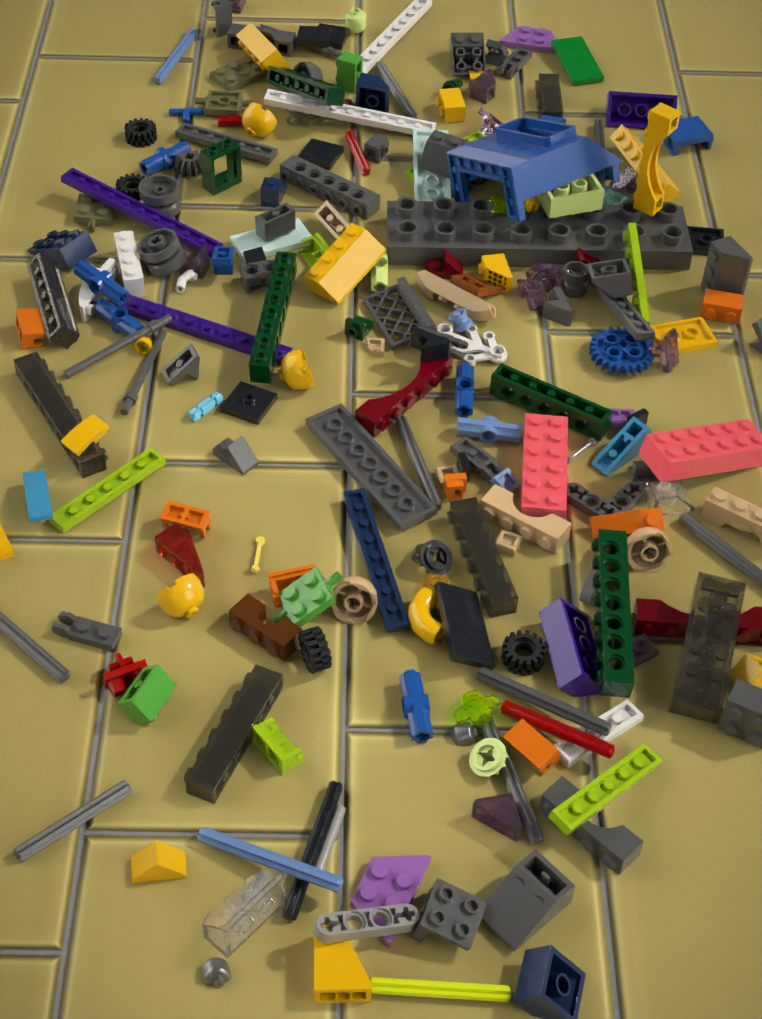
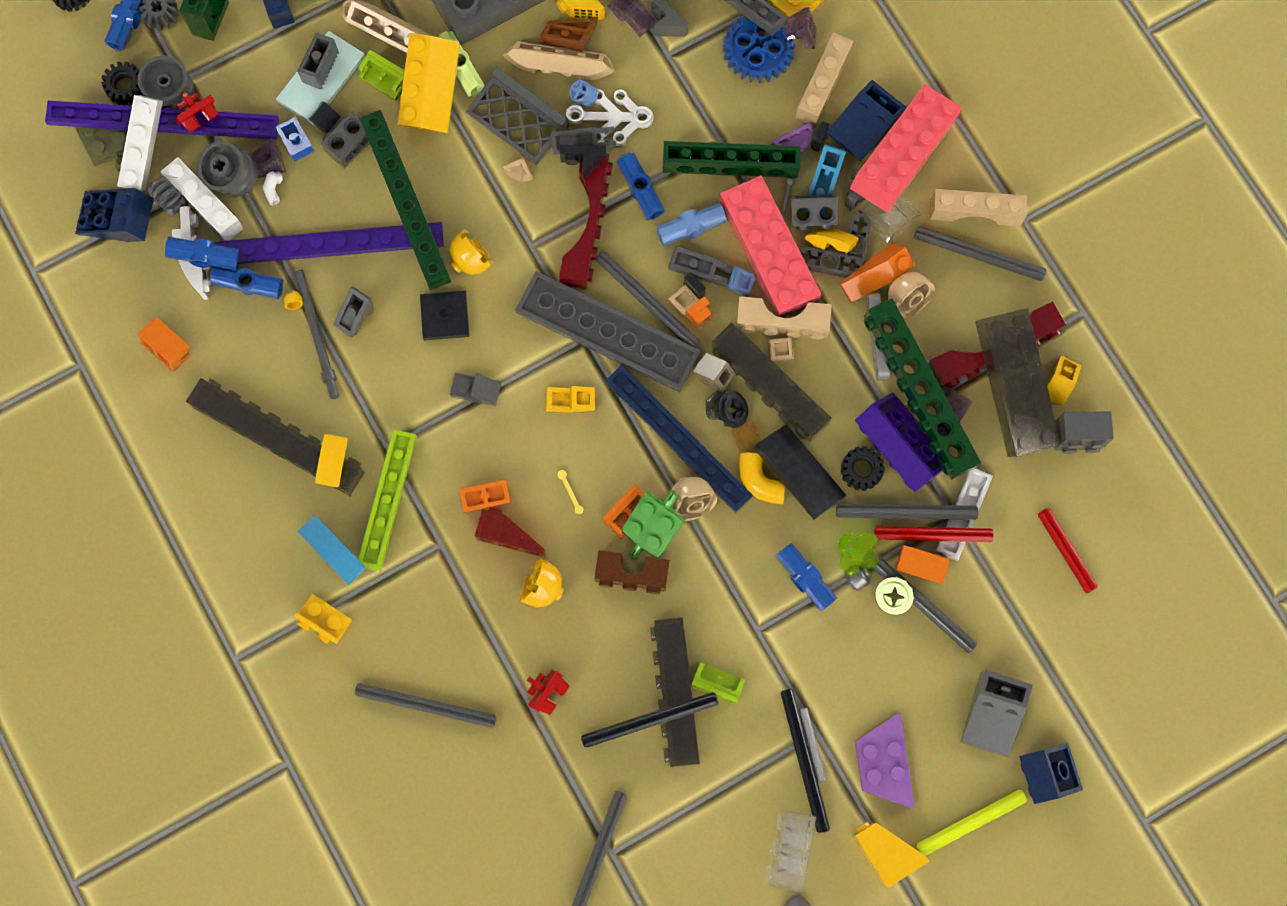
camera: 30 degrees left, 30 degrees up
(53, 301) = (162, 297): clear smoke brick -> none
(87, 631) = (481, 663): dark grey hinge -> none
(106, 247) = (166, 195): none -> dark grey gear
(114, 210) = (140, 142): none -> white brick
(147, 694) = (581, 702): bright green brick -> none
(152, 327) = (290, 277): dark grey bar -> none
(158, 863) = (694, 848): yellow slope -> none
(166, 209) = (187, 117): none -> red hips
(195, 732) = (650, 719): none -> black axle
(205, 406) = (406, 344): medium azure axle -> none
(270, 859) = (781, 794): medium blue axle -> none
(305, 496) = (570, 399): none -> yellow slope
(315, 649) = (692, 574): black tyre -> none
(358, 327) = (487, 155): dark green bracket -> none
(365, 919) = (893, 809): light grey beam -> none
(438, 525) = (714, 372): none -> brick
(445, 268) = (522, 23): dark red slope -> none
(450, 915) = (946, 761): dark grey bracket -> none
(499, 814) = (934, 642): slope -> none
(601, 456) = (814, 204): none -> dark grey brick
(601, 485) = (839, 239): none -> yellow slope
(605, 789) = (1006, 576): lime plate -> none
(614, 846) = (977, 604): dark grey arch -> none
(664, 387) = (824, 79): none -> tan brick
(680, 415) = (866, 120): none -> dark blue slope
(683, 810) = (1067, 550): none -> red axle

